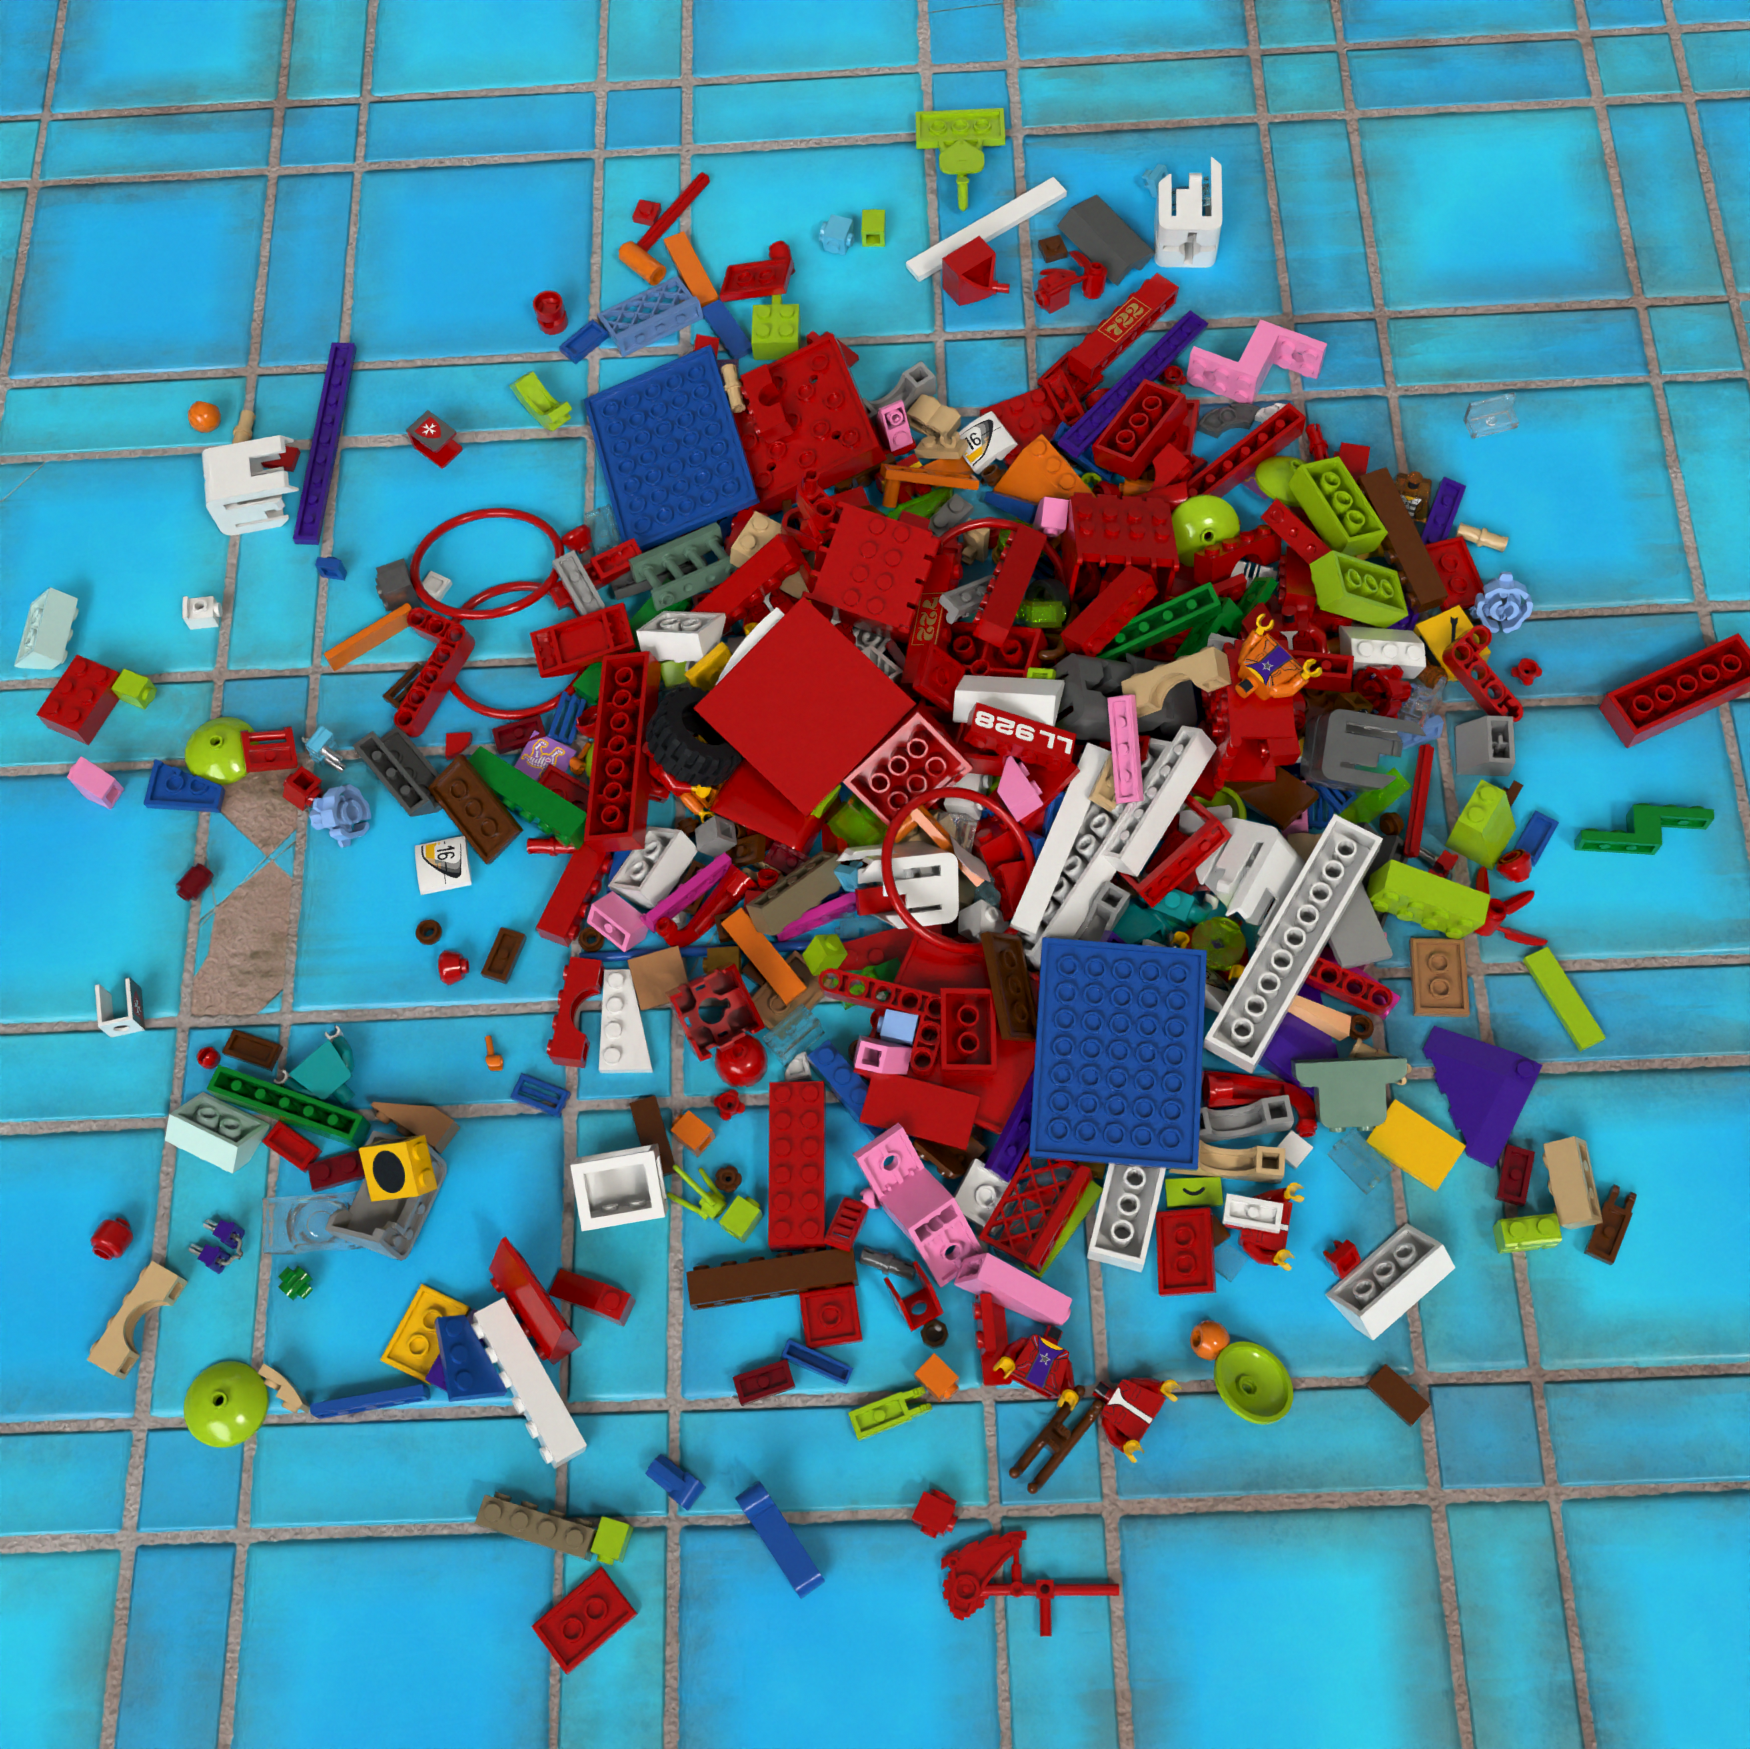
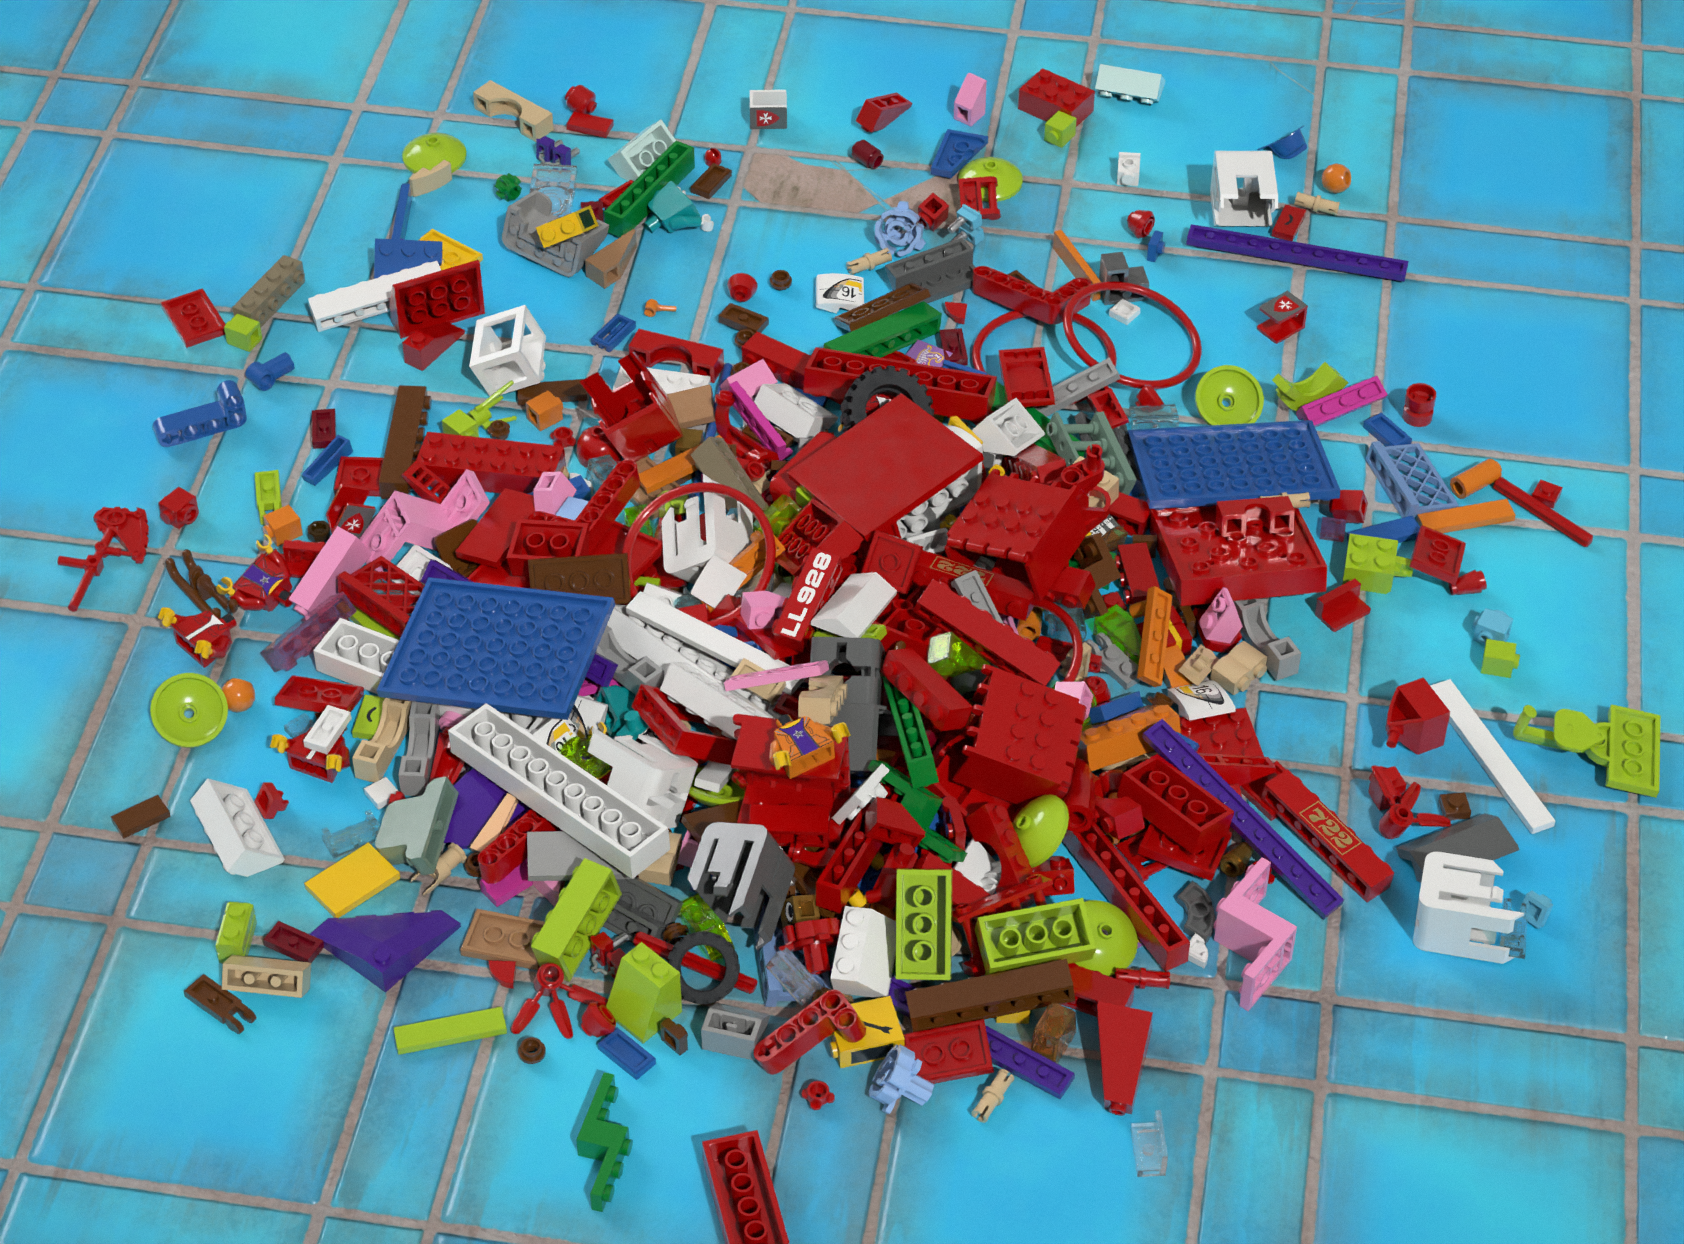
camera: 95 degrees right, 20 degrees down
(113, 879) = (881, 111): none -> red slope
(145, 469) = (1289, 146): none -> blue piece
(153, 1220) = (590, 124): none -> red tile
(294, 586) = (1141, 222): none -> red cone
(386, 845) = (869, 261): none -> tan pin
(532, 941) = (742, 337): none -> reddish brown plate
(551, 378) = (1343, 402): none -> dark pink hinge
(571, 466) = (1230, 385): none -> lime dish
(1102, 1290) = (307, 632): none -> clear pink brick
(1414, 442) = (1123, 1048): none -> red slope
(1426, 791) = (731, 962): none -> black tyre
(1480, 968) = (503, 972): none -> red tile
(1566, 912) = (528, 1045): none -> reddish brown plate

